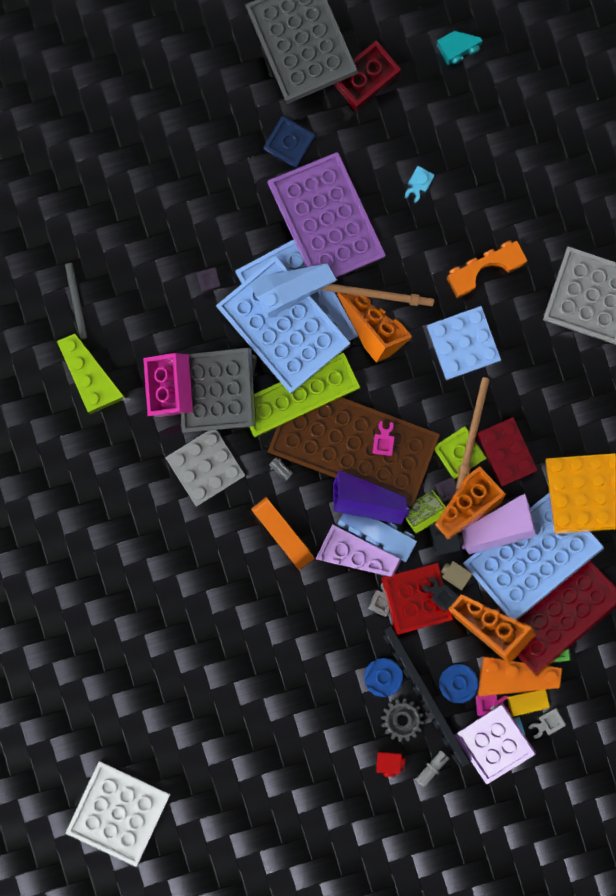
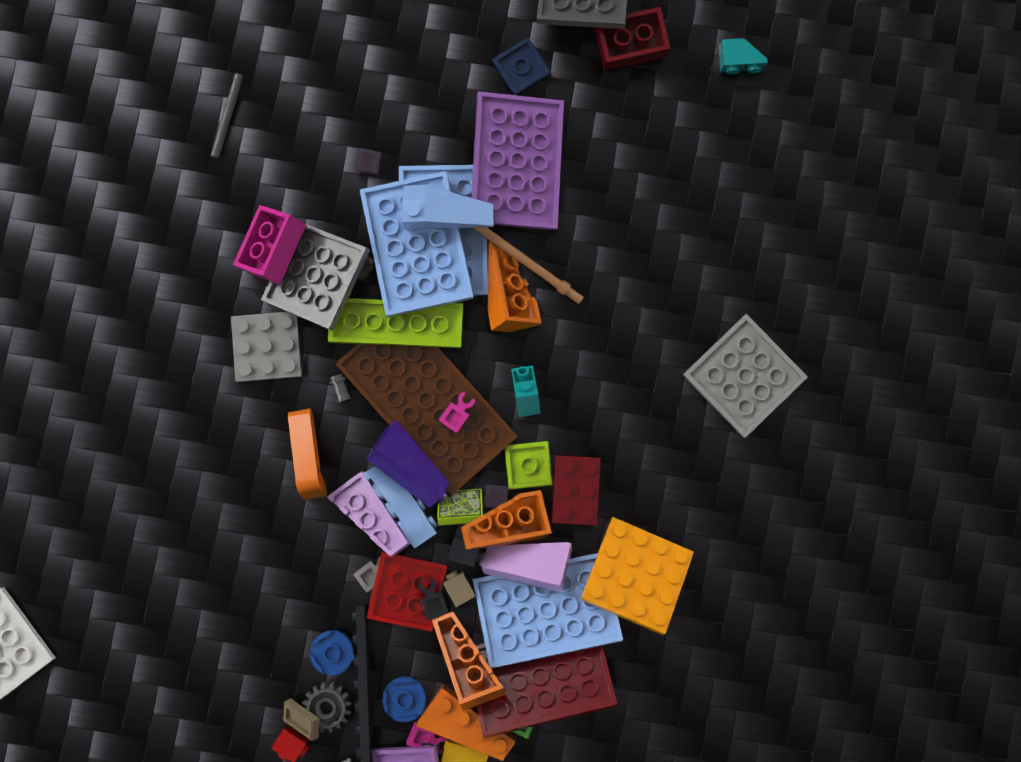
camera: 25 degrees right, 0 degrees up
(91, 380) = (197, 197): lime wedge -> none
(388, 738) = (301, 719): none -> dark tan tile
(420, 181) = (631, 173): medium azure plate -> none
(427, 395) = (526, 391): none -> teal slope
(463, 343) = (590, 357): light blue plate -> none
(464, 468) = (523, 484): medium nougat bar -> none
(508, 257) = (680, 294): orange arch -> none

